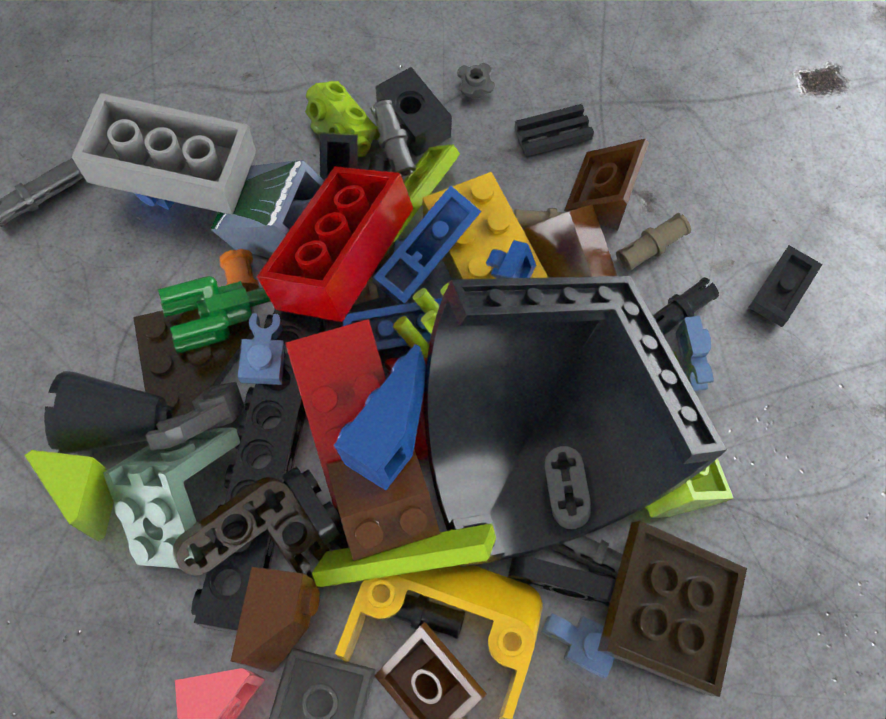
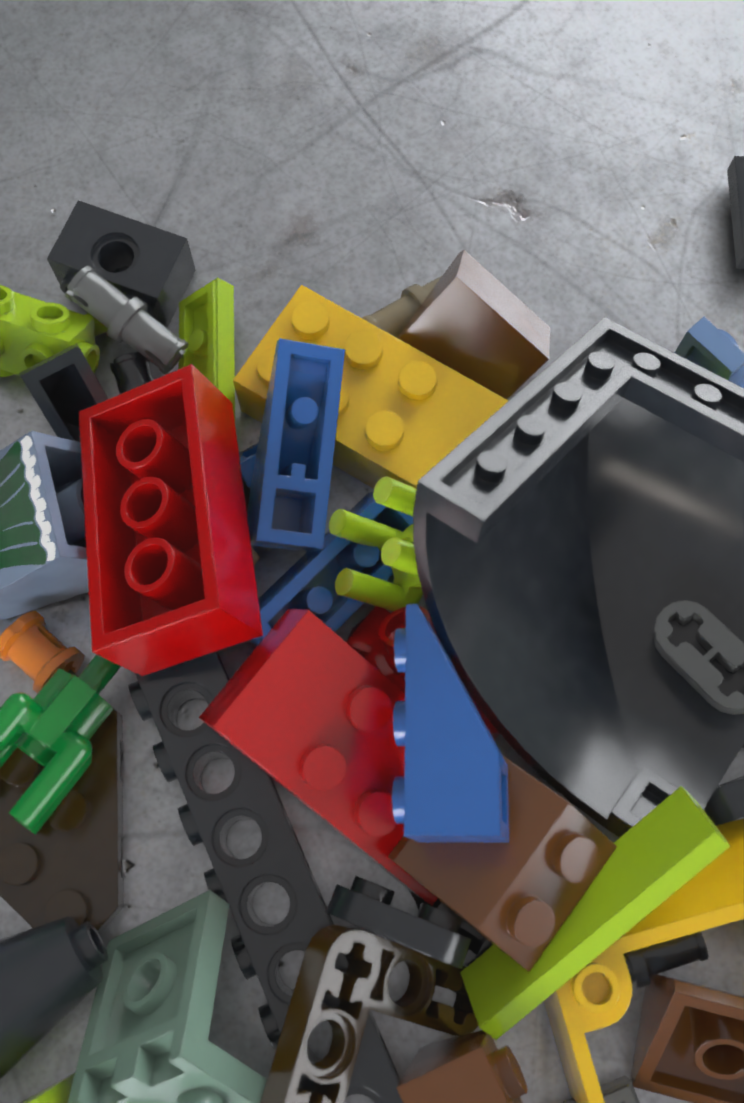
camera: 35 degrees left, 5 degrees up
(213, 409) = (152, 877): dark grey piece -> none
(264, 356) = (173, 758): medium blue plate -> none
(472, 87) = (177, 182): dark grey plate -> none
(514, 264) = (436, 404): blue tile -> none
(550, 125) = (310, 170): black tile -> none
(608, 180) = (456, 204): reddish brown slope -> none
(653, 242) = (566, 254): dark tan pin -> none
(685, 305) = (664, 316): black pin -> none

